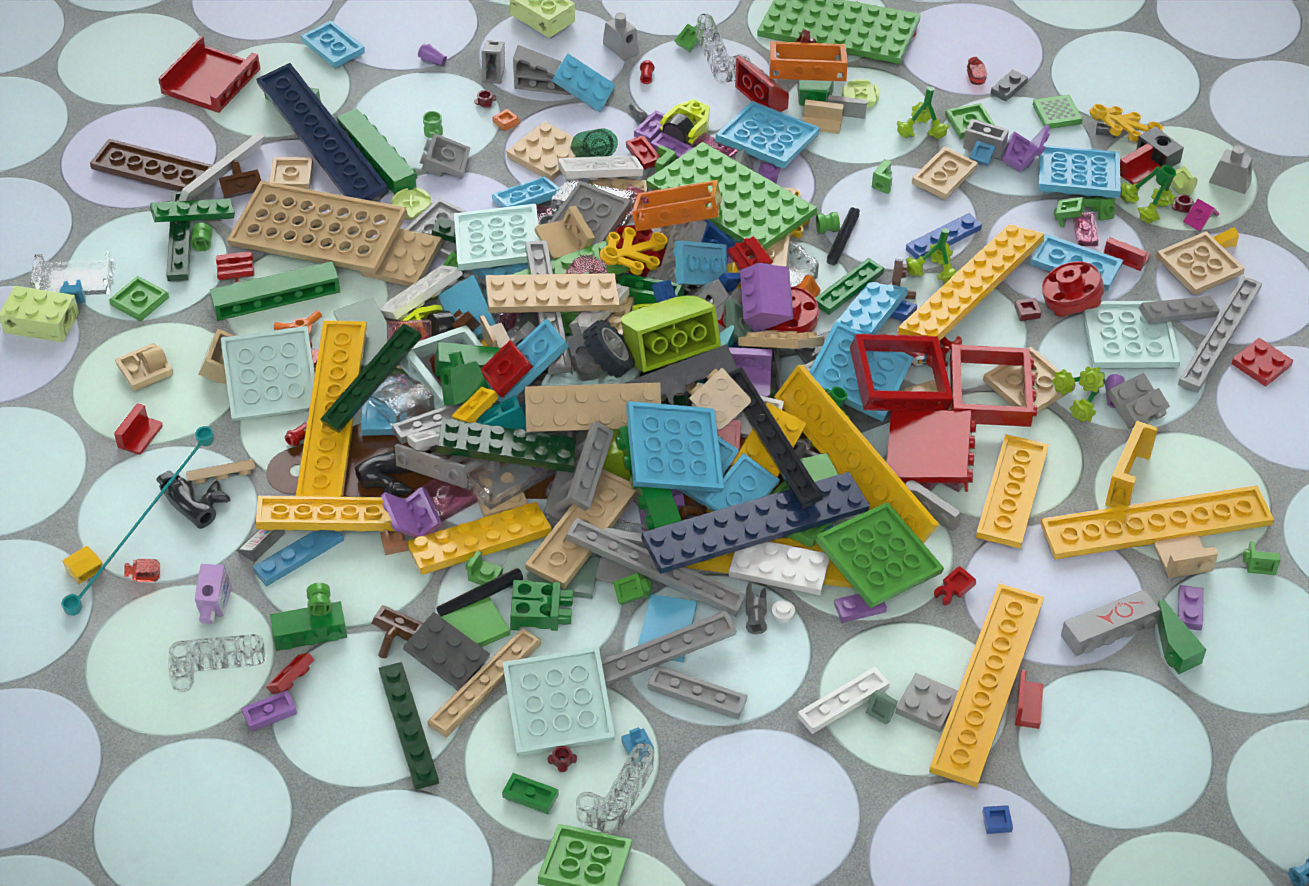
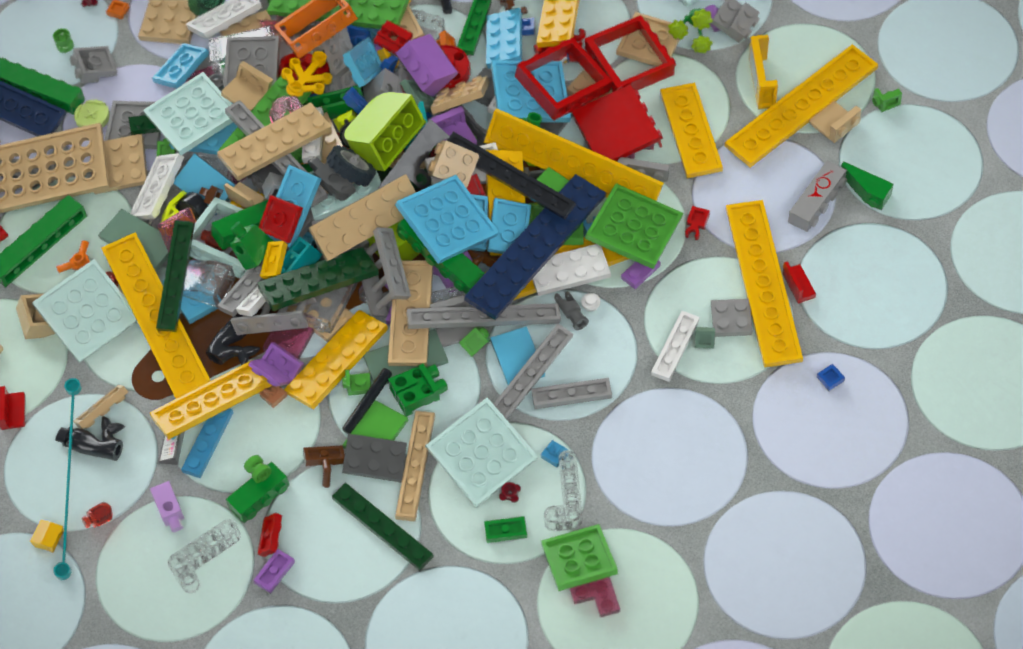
camera: 25 degrees left, 10 degrees up
(294, 437) = (138, 351): red pin -> none
(1191, 606) = (860, 156): medium lavender plate -> none

